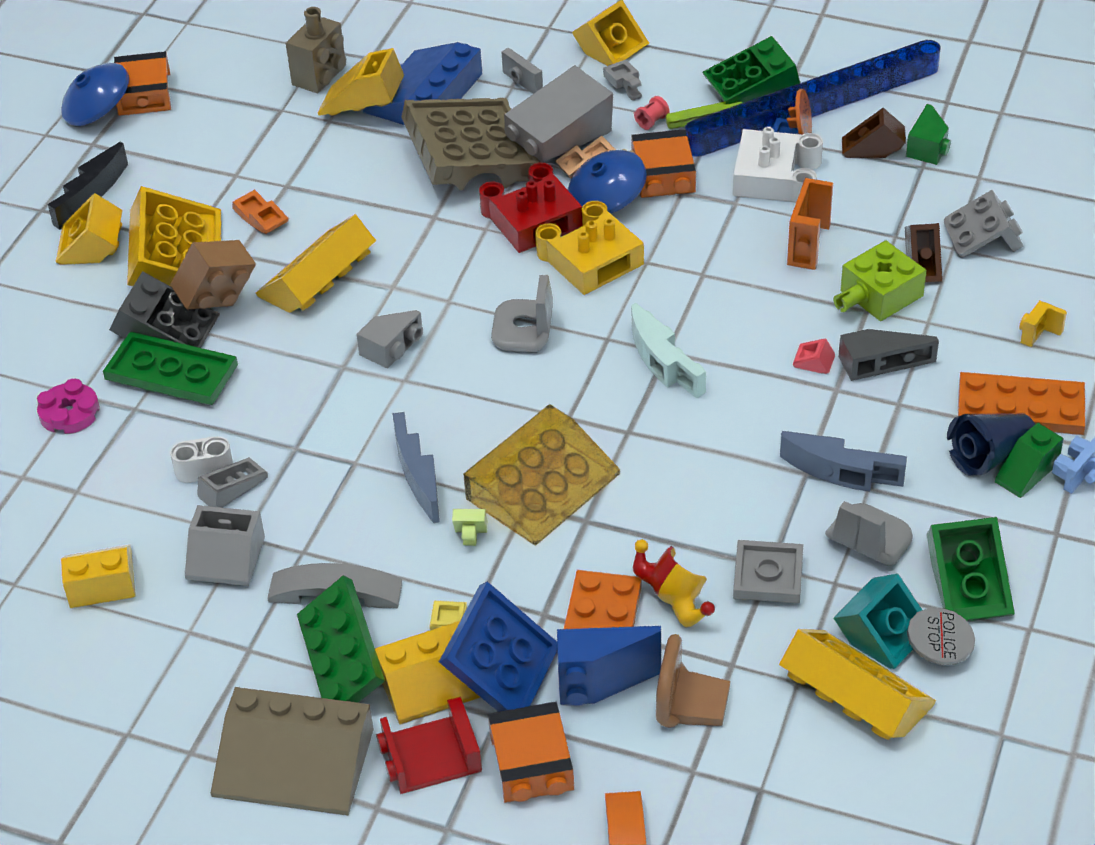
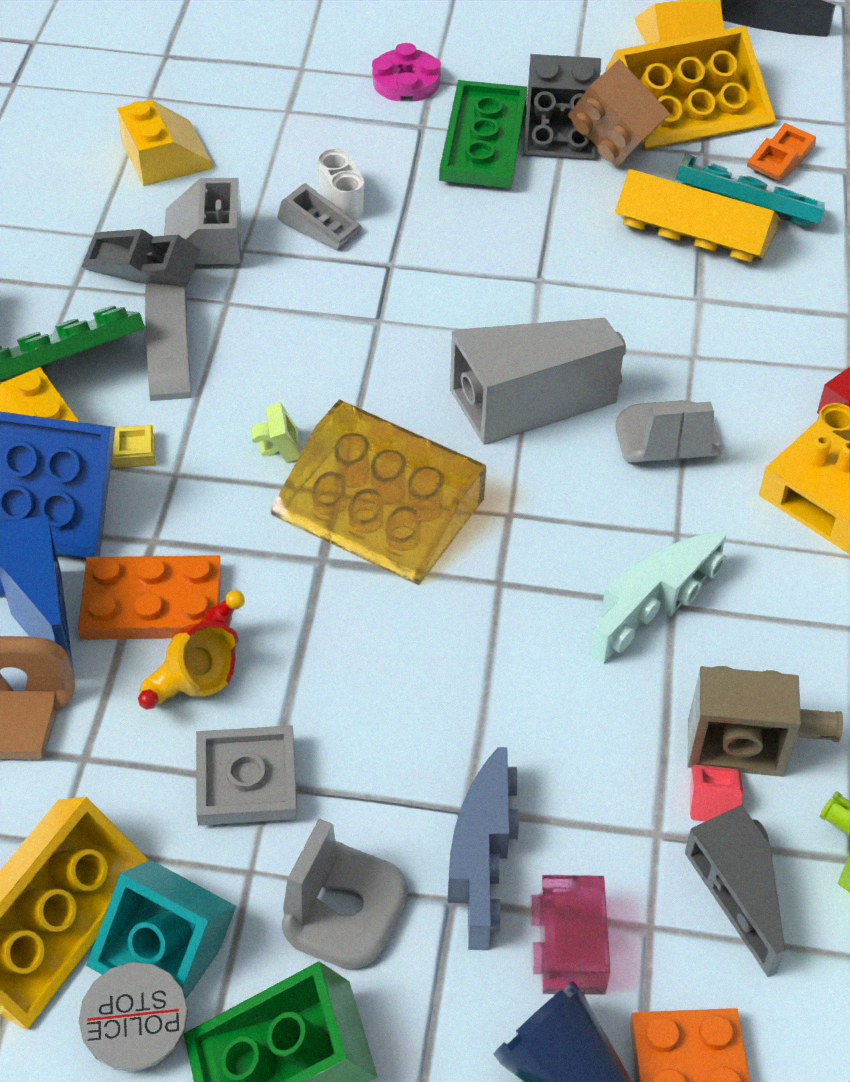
camera: 75 degrees right, 5 degrees up
(248, 590) = (142, 257): none -> dark grey slope
(298, 237) = (717, 179): none -> teal wing
(389, 336) = (589, 295): light grey slope -> none
(417, 469) = (356, 371): sand blue slope -> none
(465, 374) = (534, 373): none -> light grey slope
(780, 322) = (752, 720): none -> dark tan brick
(907, 429) = (571, 933): none -> clear pink brick

